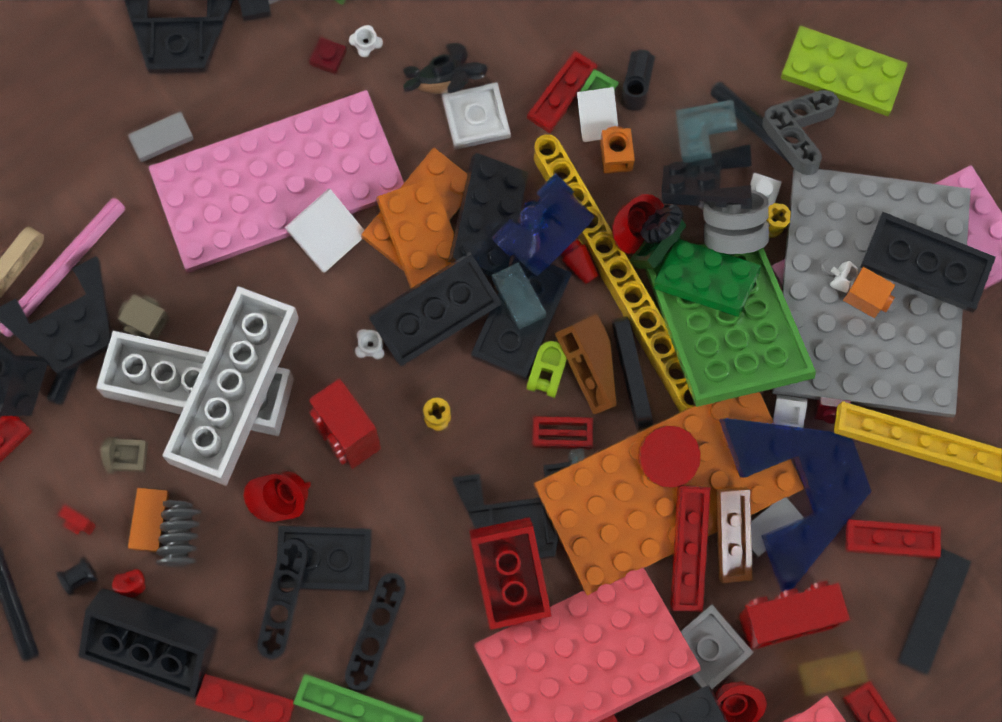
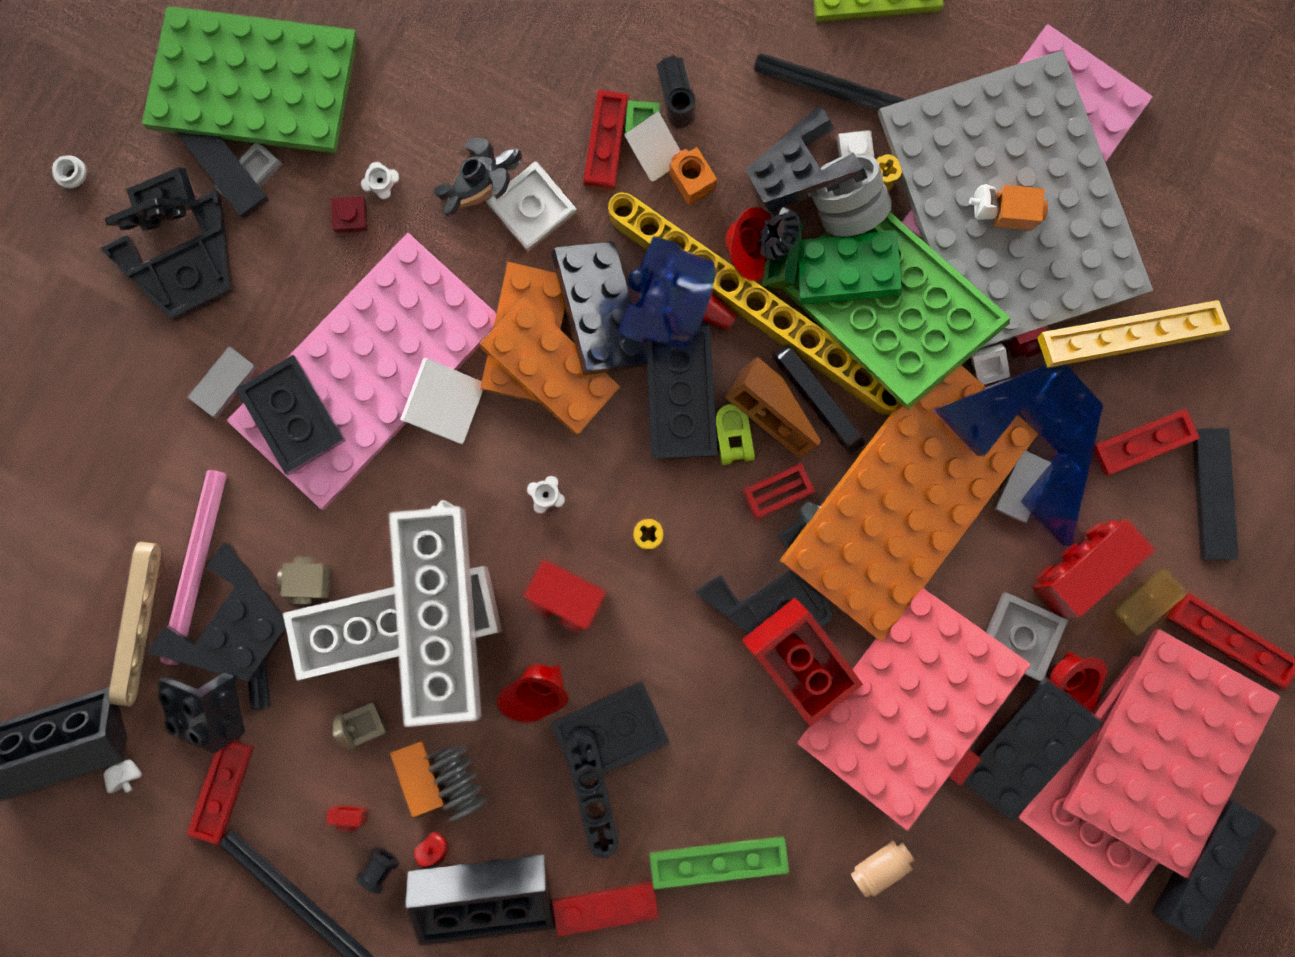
camera: 25 degrees left, 10 degrees up
(200, 183) = (290, 414): none -> black plate
(371, 630) = (696, 777): black beam -> none
(435, 309) = (594, 430): black plate -> none
(519, 296) = (671, 376): clear light blue plate -> none
(669, 456) = (902, 471): red tile -> none
(690, 548) = (960, 548): red tile -> none
(698, 123) = (760, 109): clear light blue plate -> none
(734, 534) = (996, 514): plate -> none
(792, 125) = (853, 66): dark grey beam -> none
(928, 262) = (1060, 148): black plate -> none

